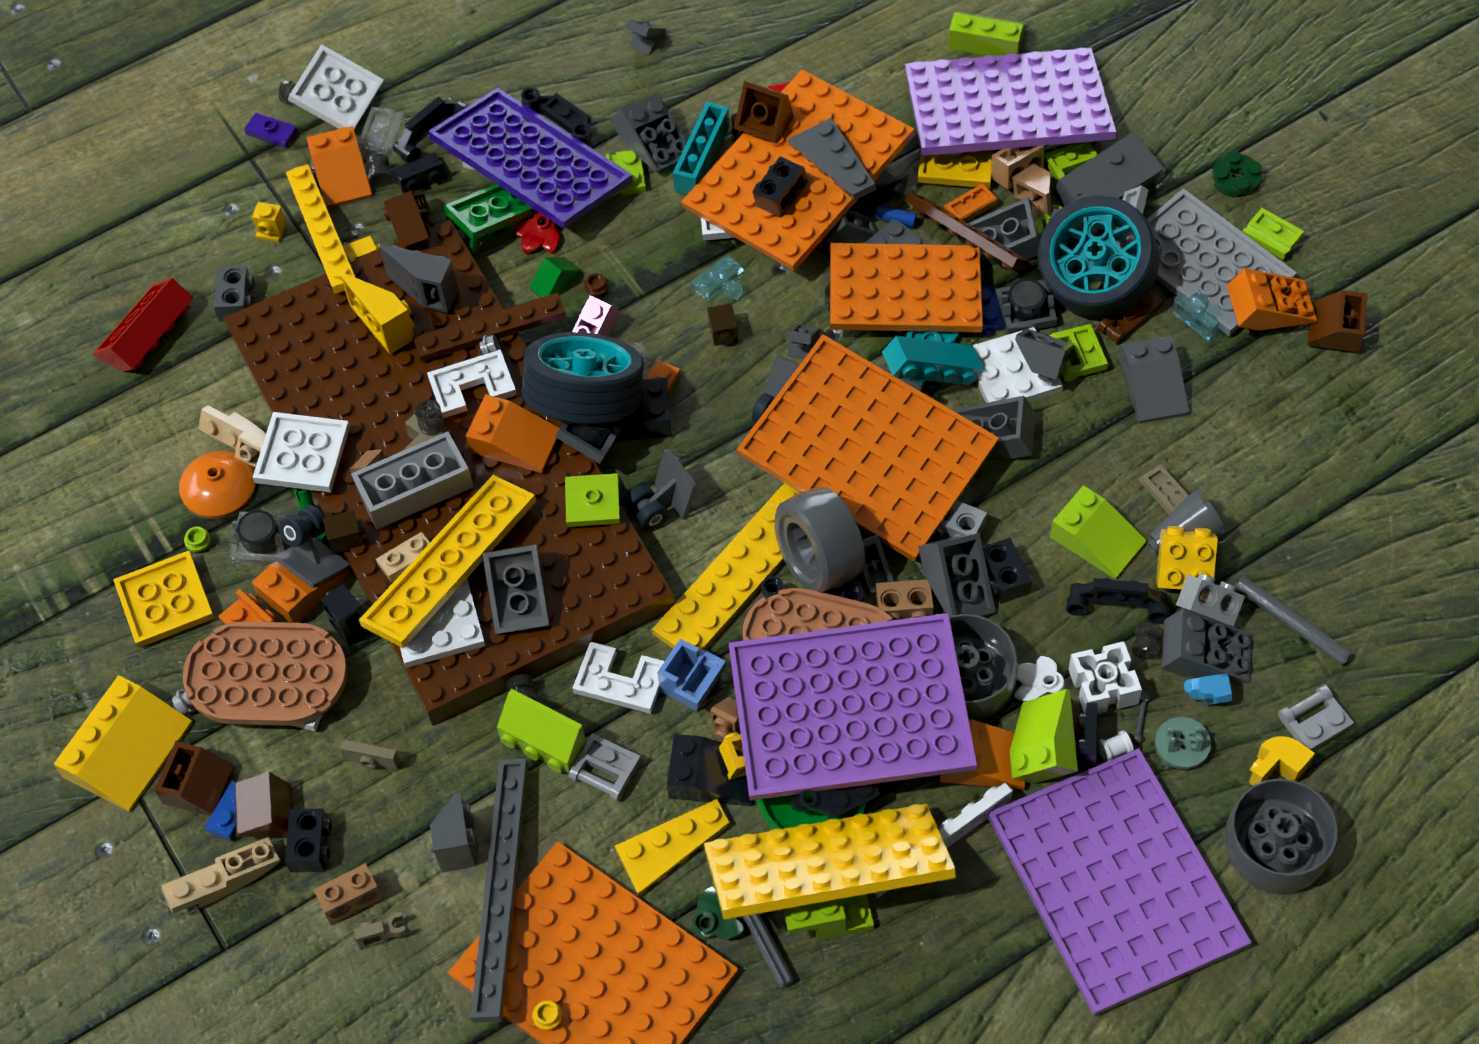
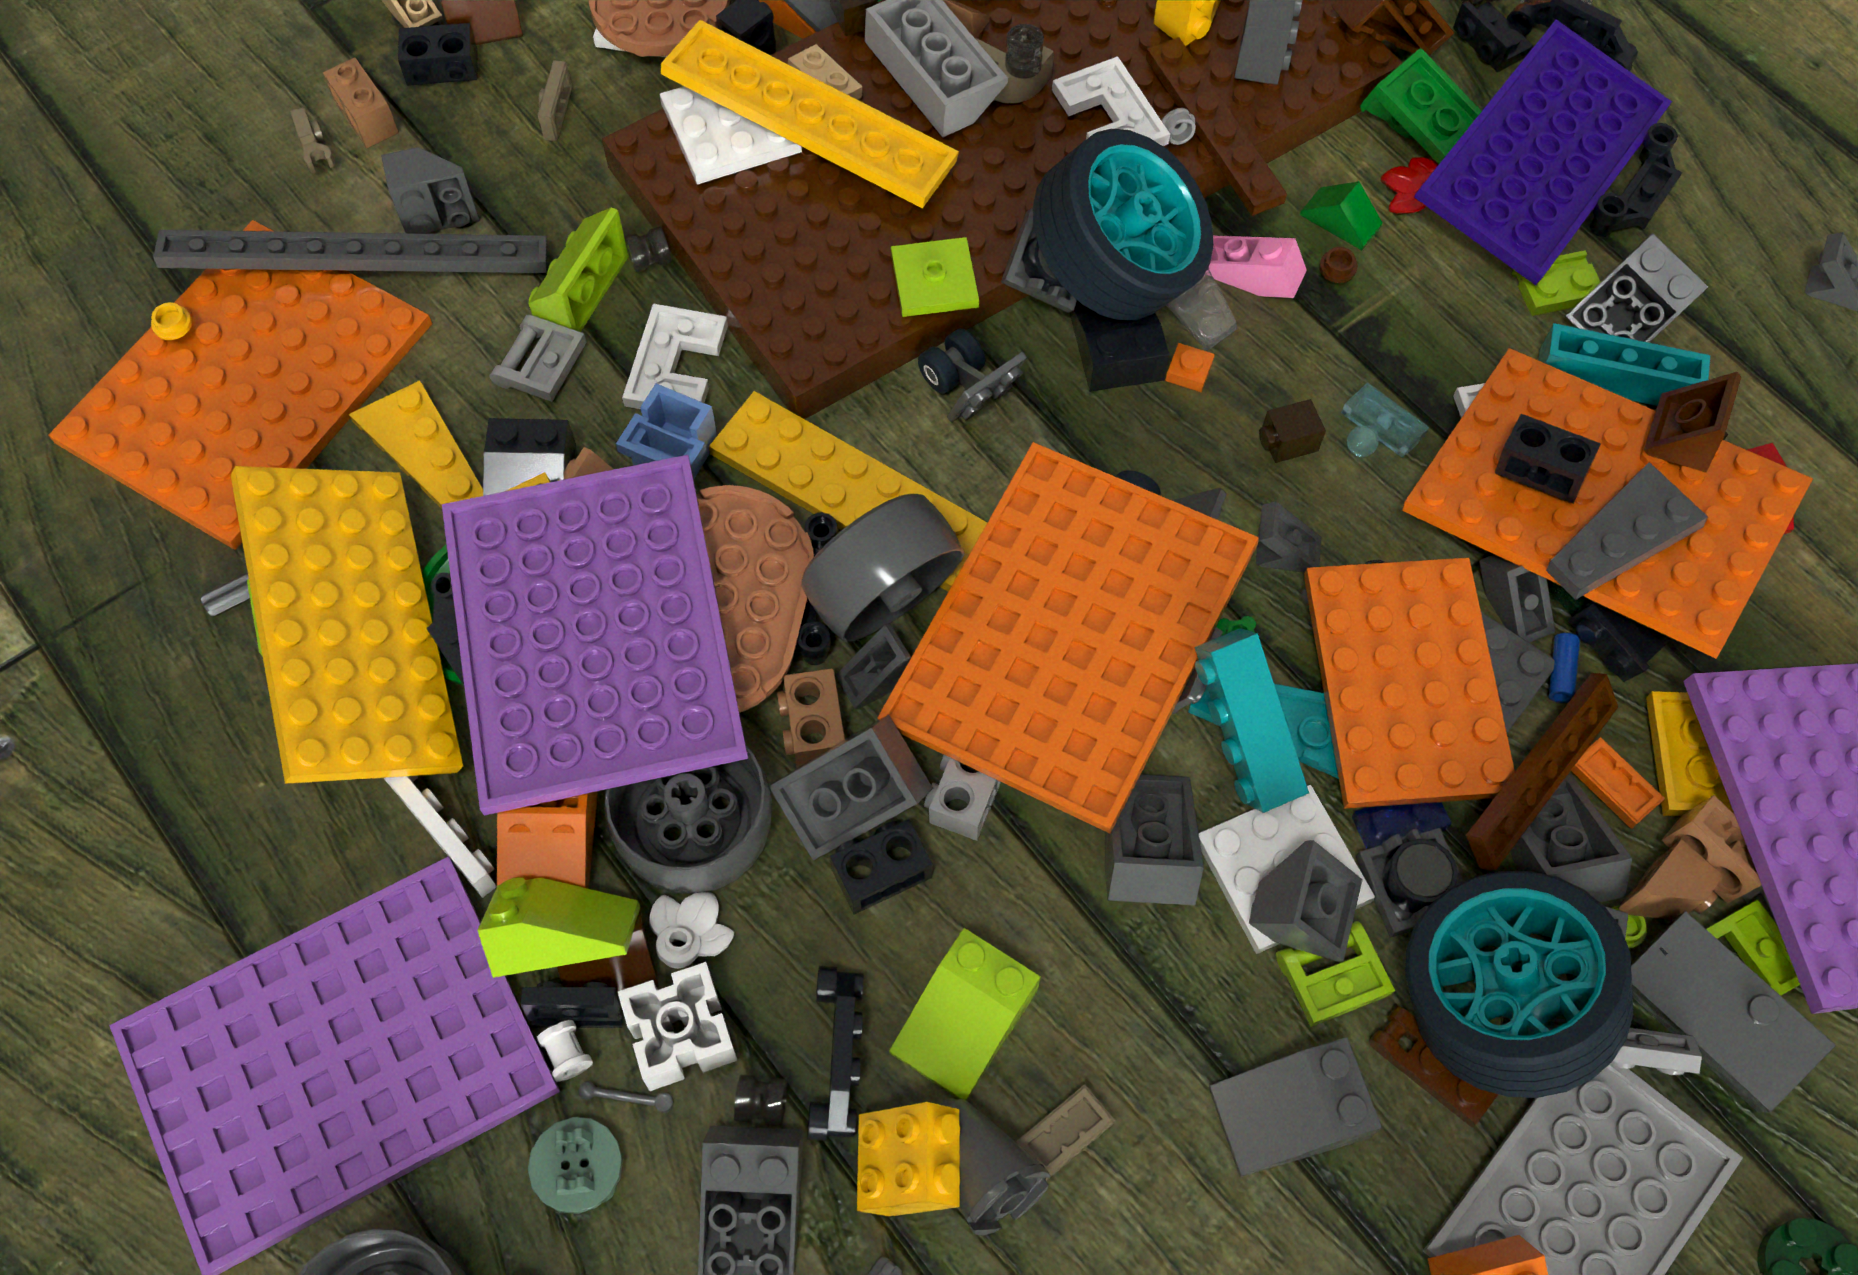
camera: 80 degrees right, 5 degrees up
(511, 434) = (1024, 149): orange slope -> none
(516, 588) = (779, 198): dark grey slope -> none
(1193, 313) = (1457, 1176): clear light blue plate -> none
(1209, 689) = (671, 1209): dark azure rock -> none
(1211, 597) = (826, 1201): light grey brick -> none

